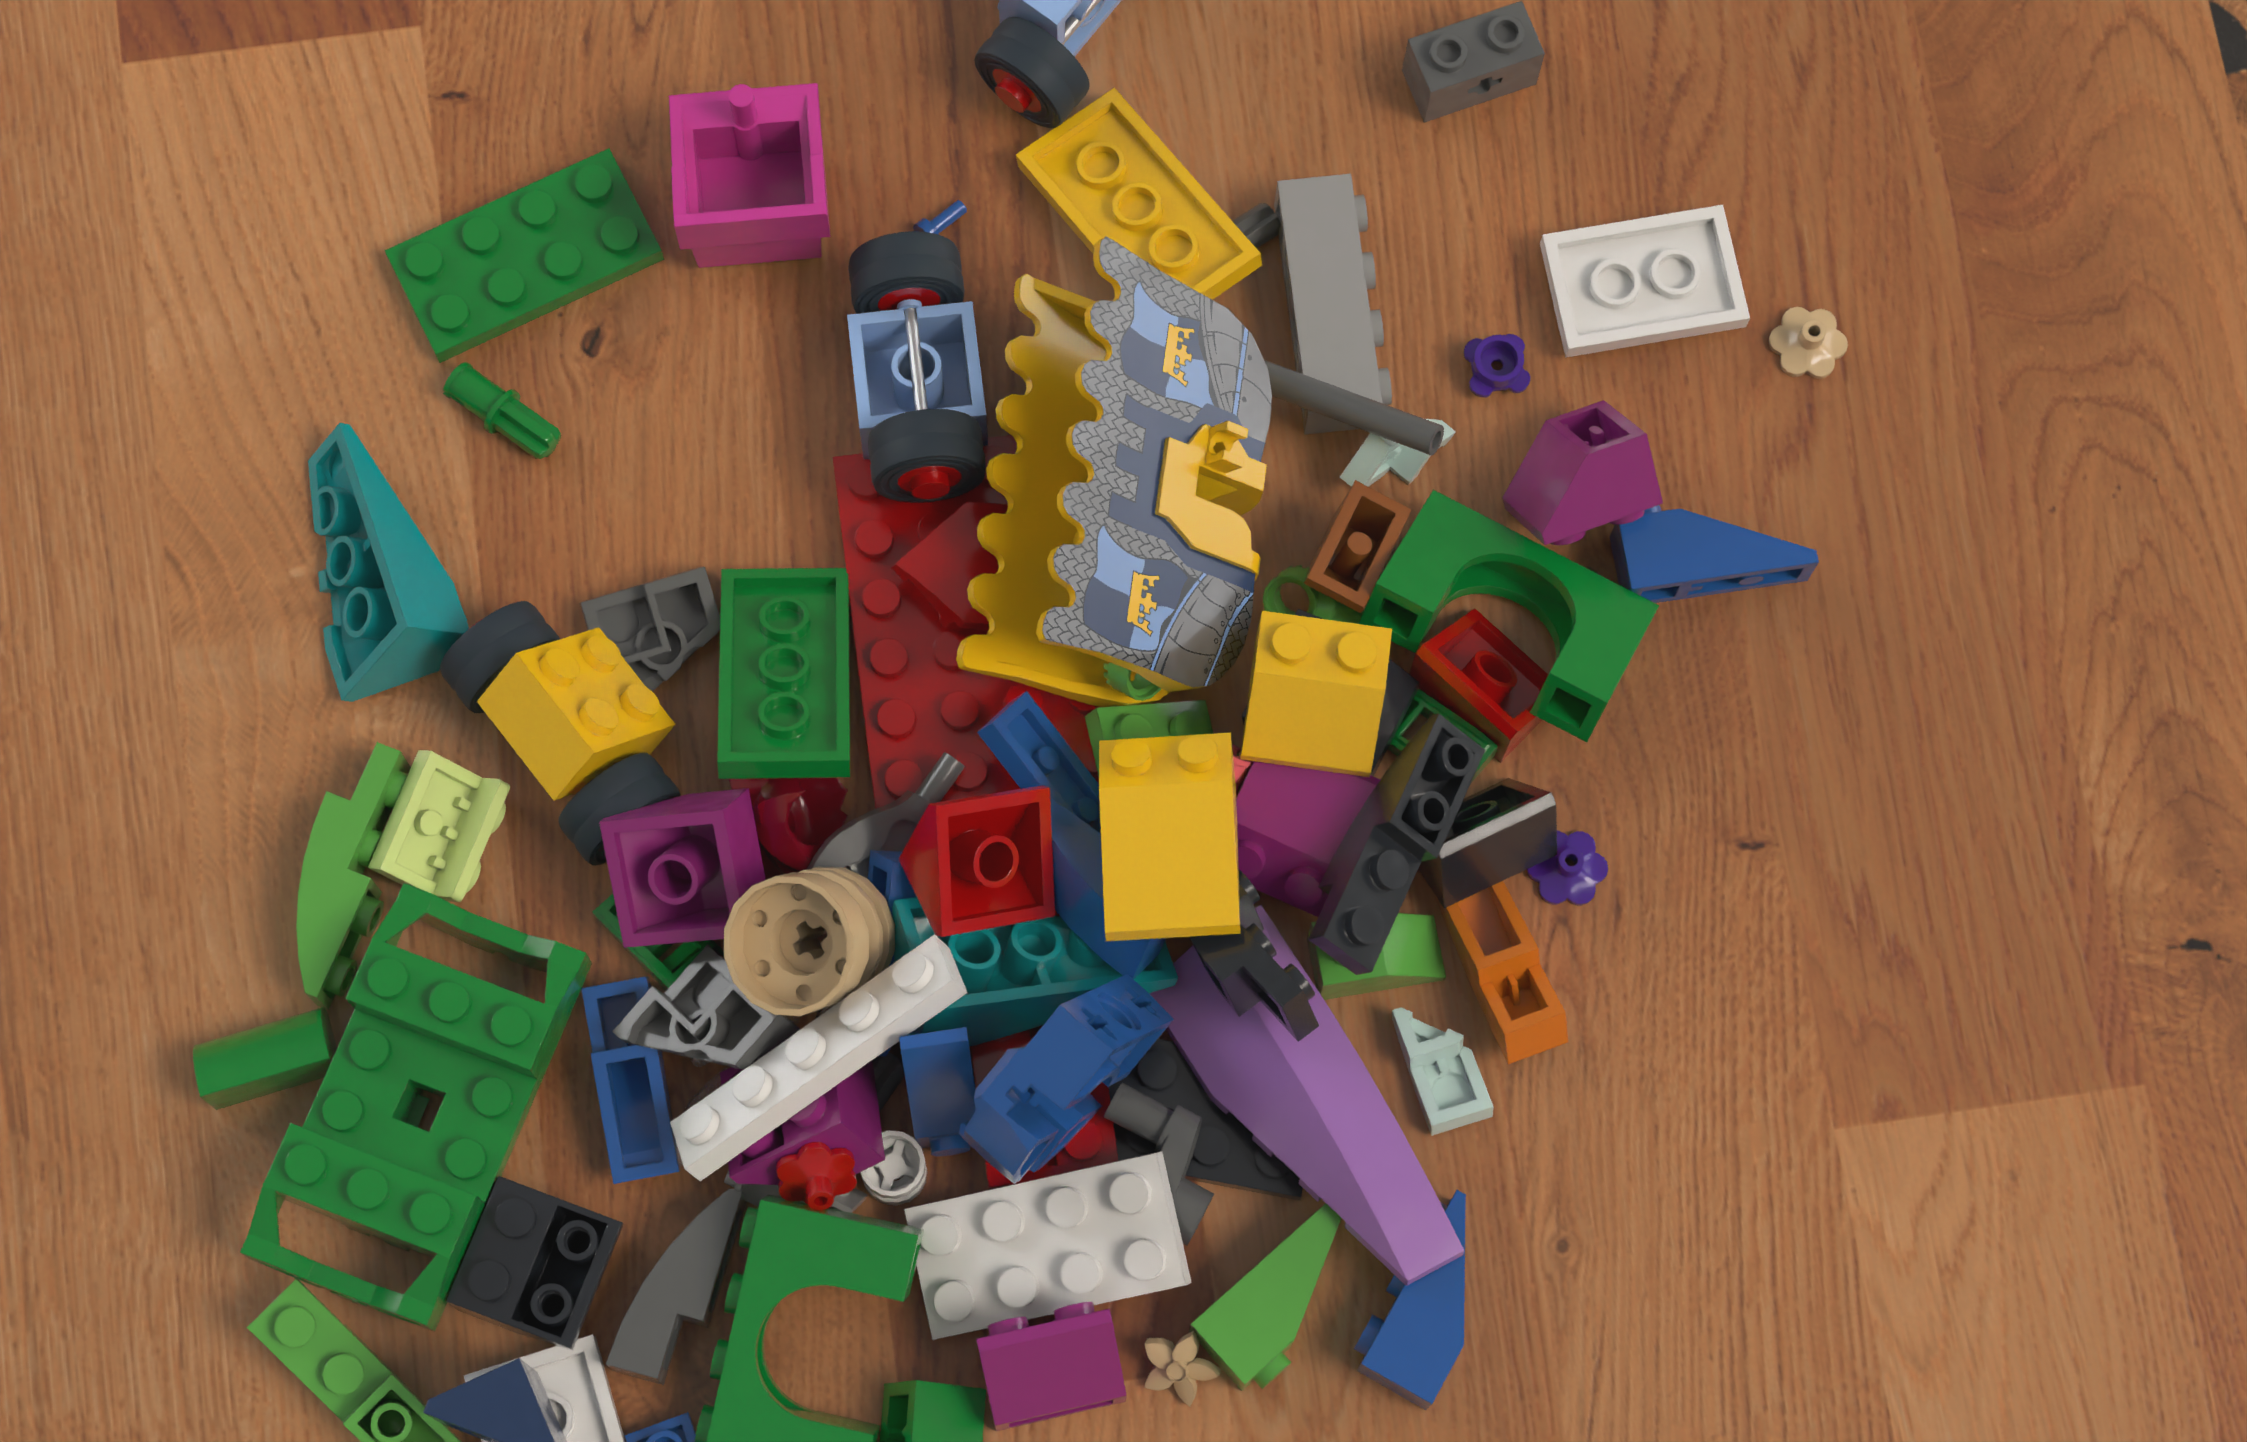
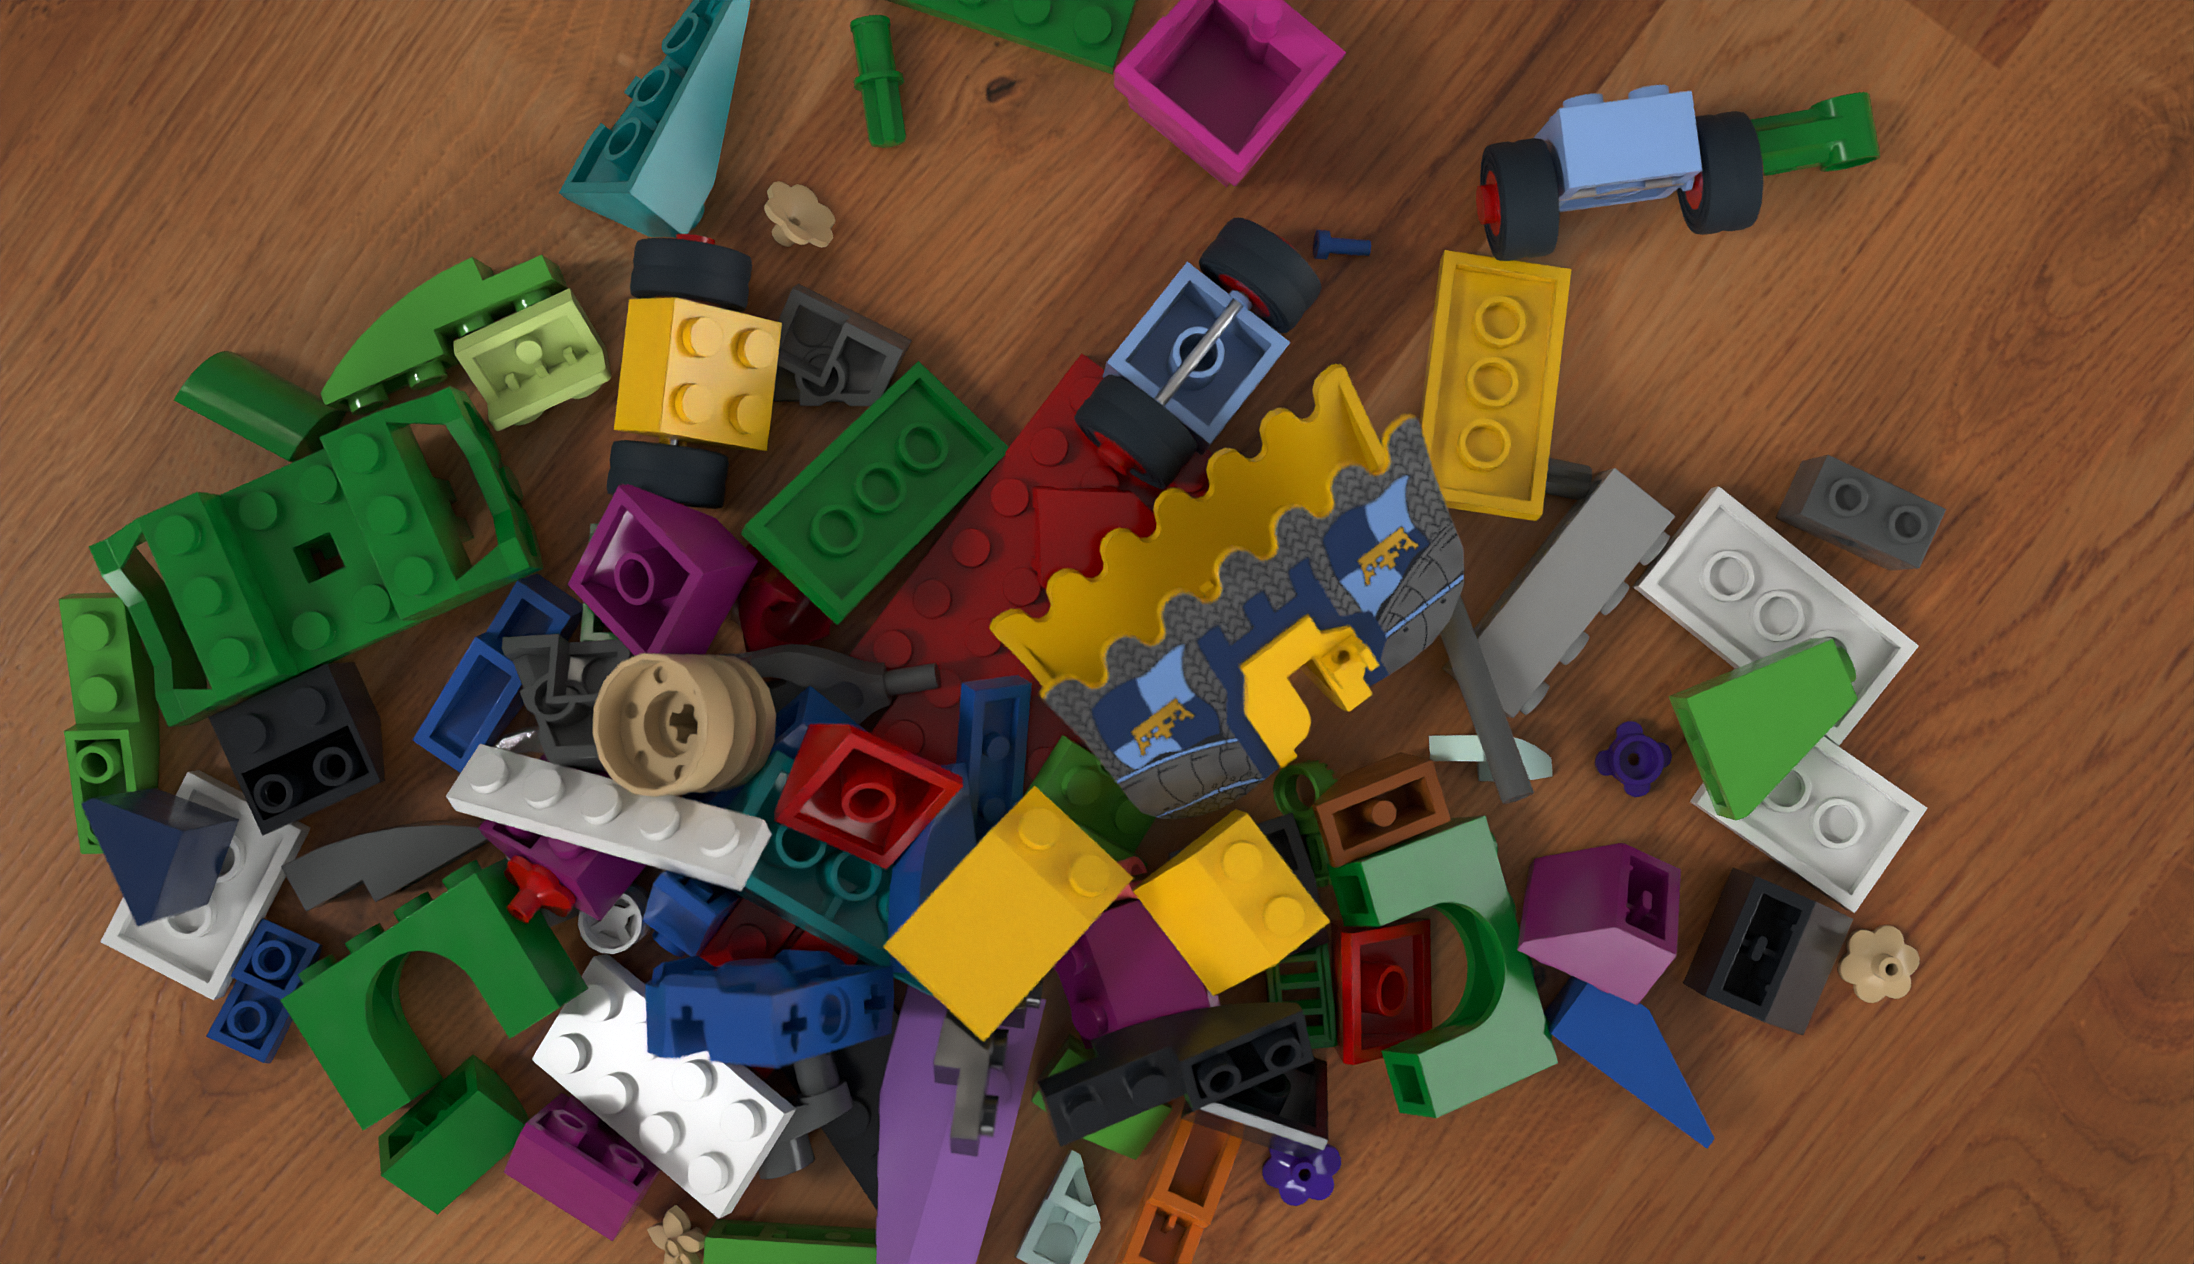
camera: 45 degrees right, 15 degrees up
(535, 554) = (798, 216): none -> tan plant
(1488, 180) = (1758, 594): none -> white plate
(1548, 248) = (1763, 720): none -> bright green slope
(1720, 397) = (1767, 951): none -> black slope

